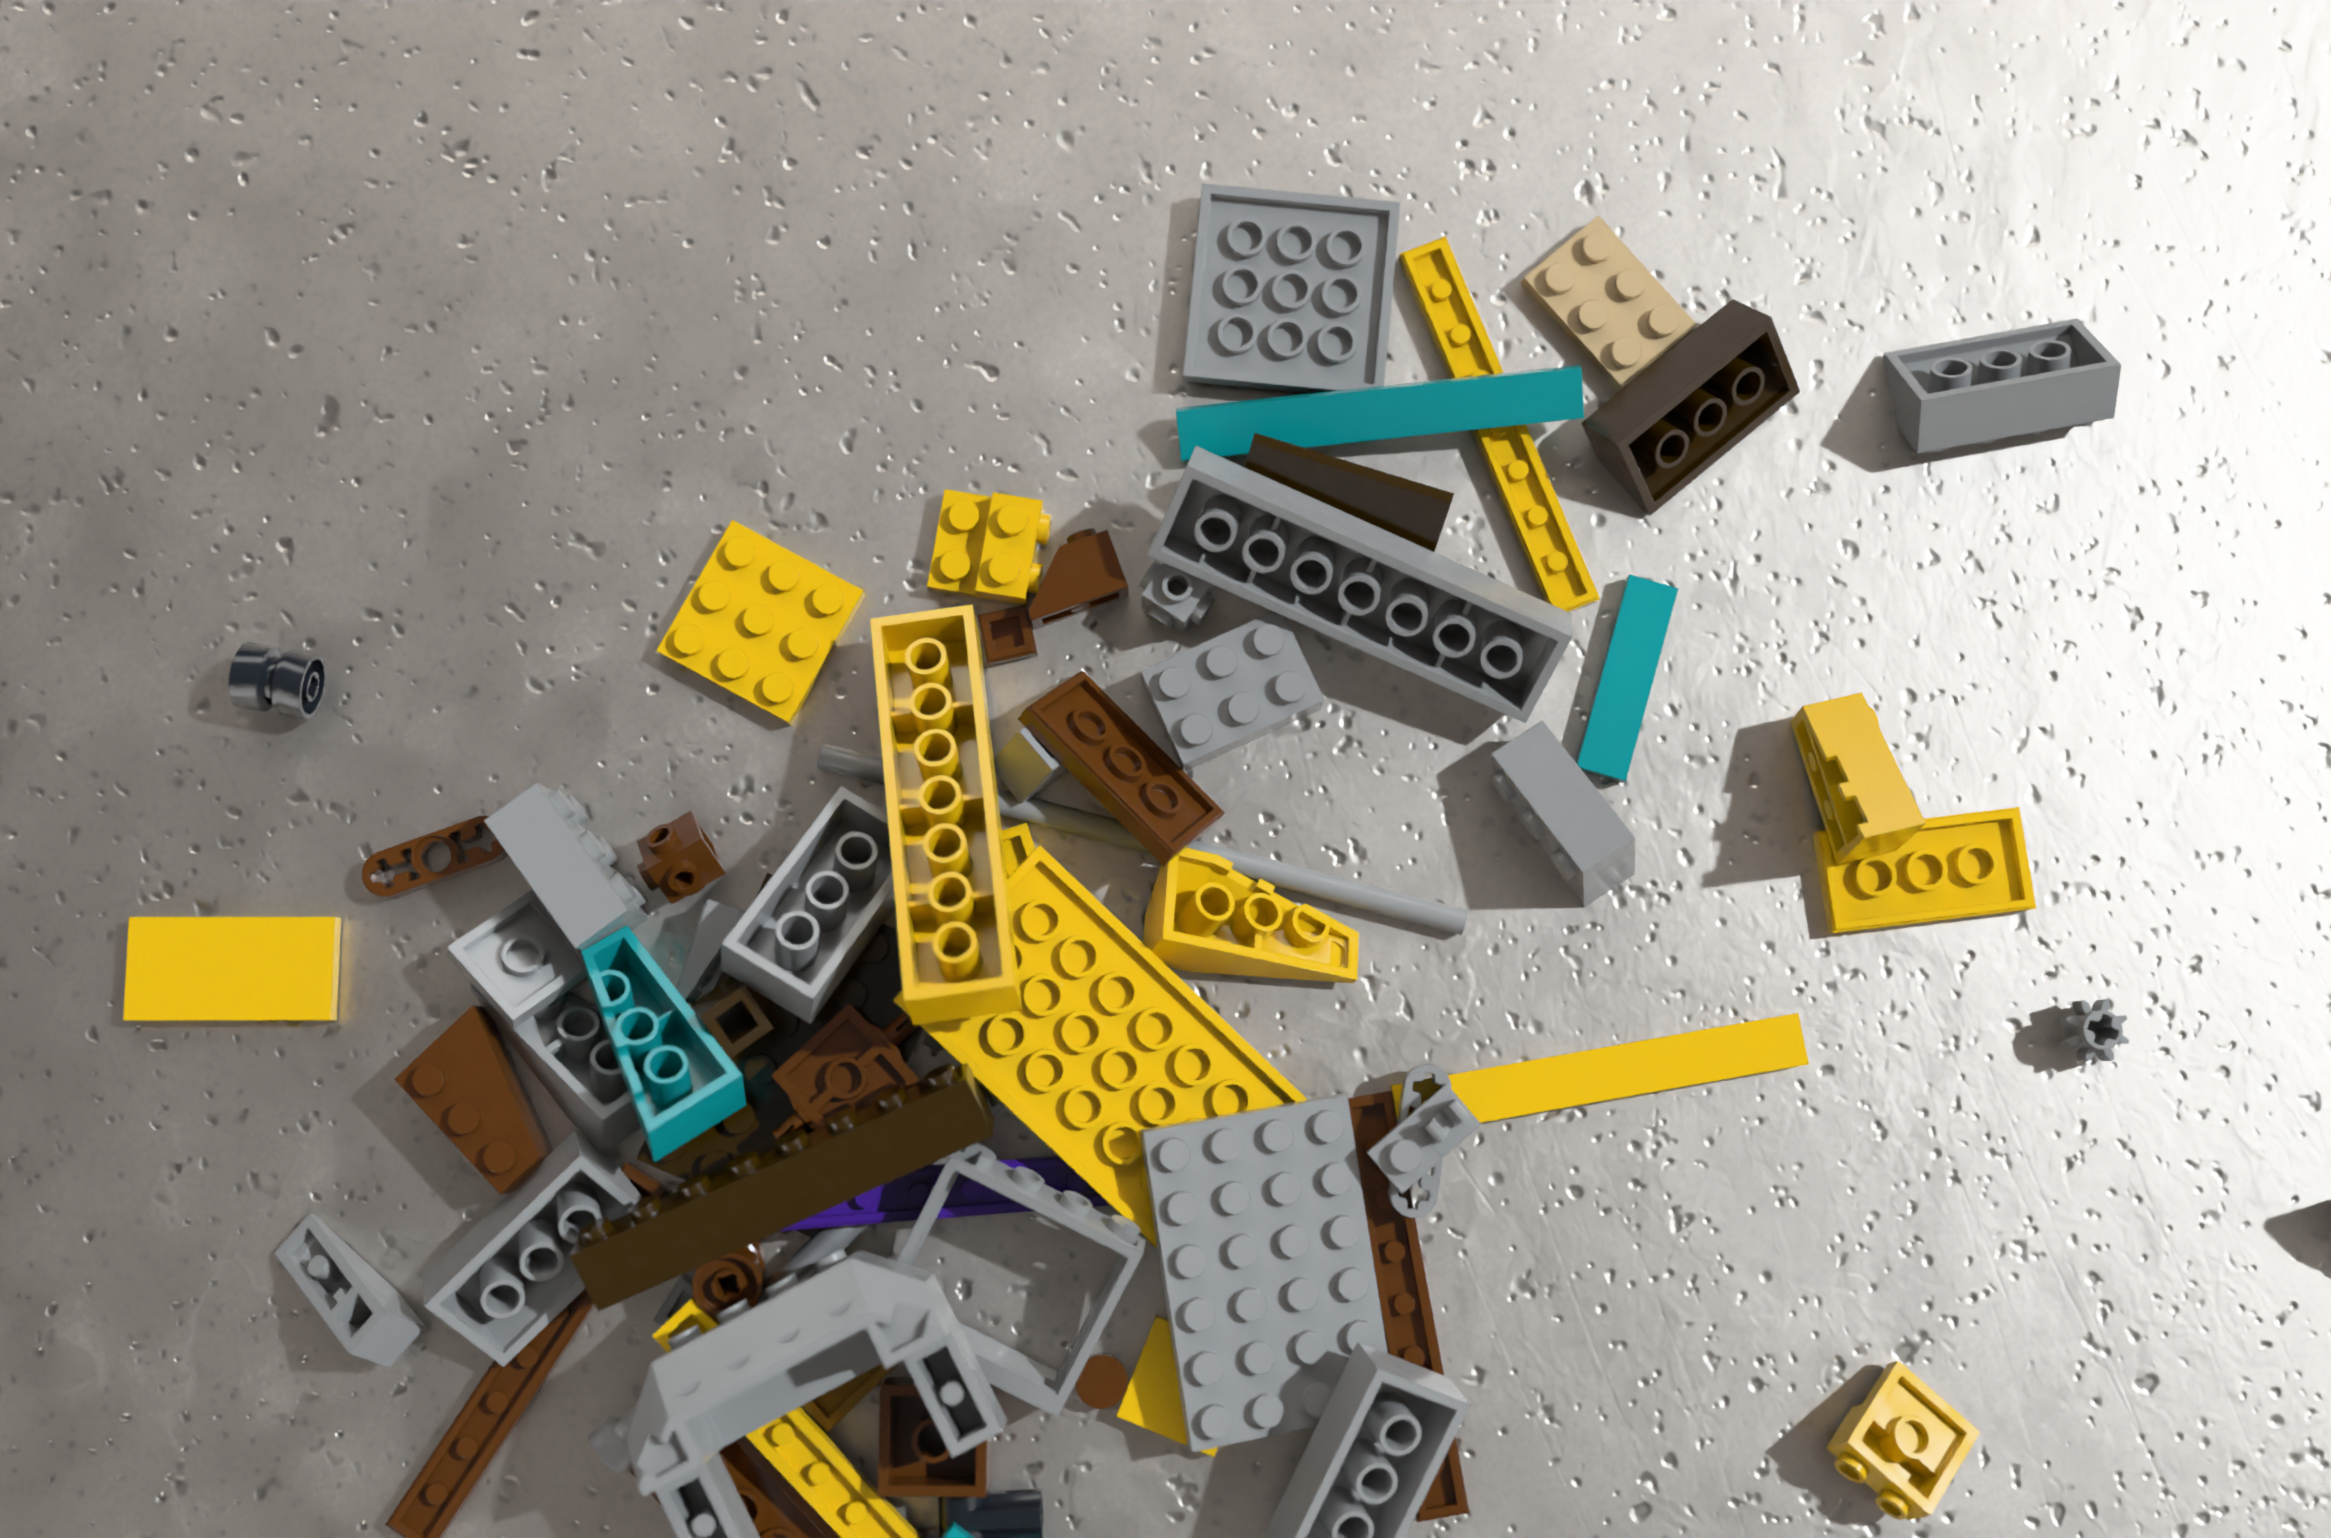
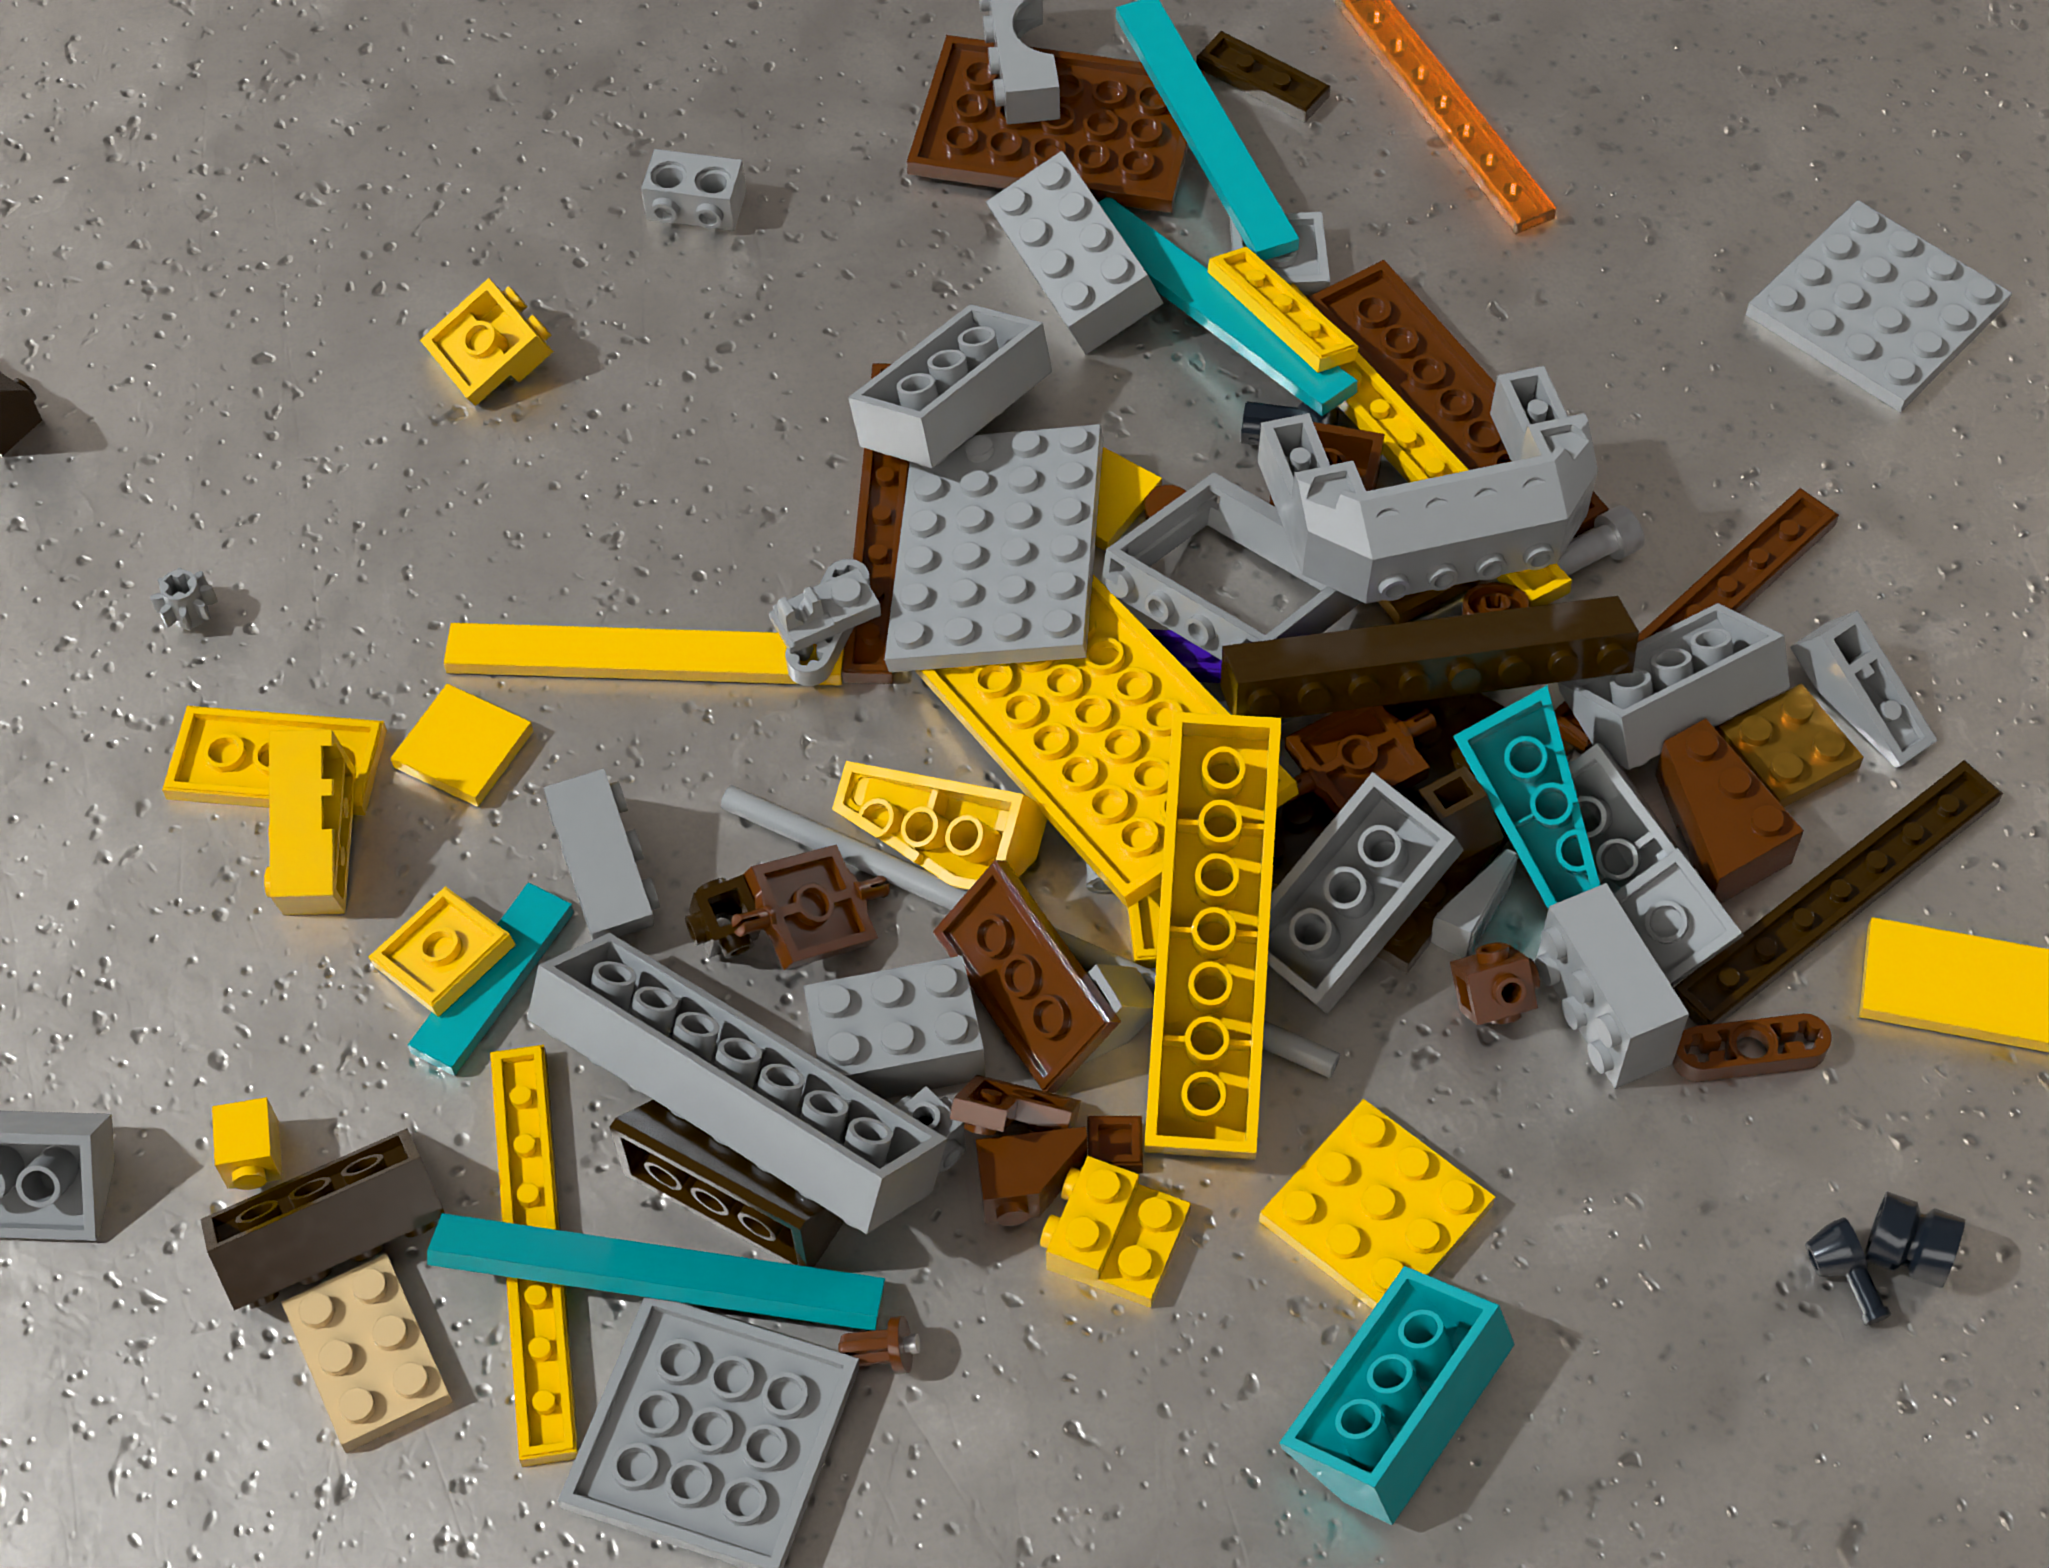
camera: 165 degrees left, 25 degrees down
(347, 659) = (1839, 1253): none -> black bar
(355, 1057) = (1837, 895): none -> dark brown tile
(419, 1210) = (1791, 745): none -> pearl gold plate
(715, 440) = (1399, 1393): none -> teal slope
(1114, 643) = (993, 1105): none -> reddish brown plate
(1167, 395) = (885, 1346): none -> reddish brown piece
(1344, 796) = (810, 906): none -> reddish brown plate
(1419, 755) = (720, 900): none -> dark brown brick
(1681, 688) = (442, 951): none -> yellow tile
(1745, 926) = (462, 745): none -> yellow tile
(1784, 456) = (247, 1143): none -> yellow brick

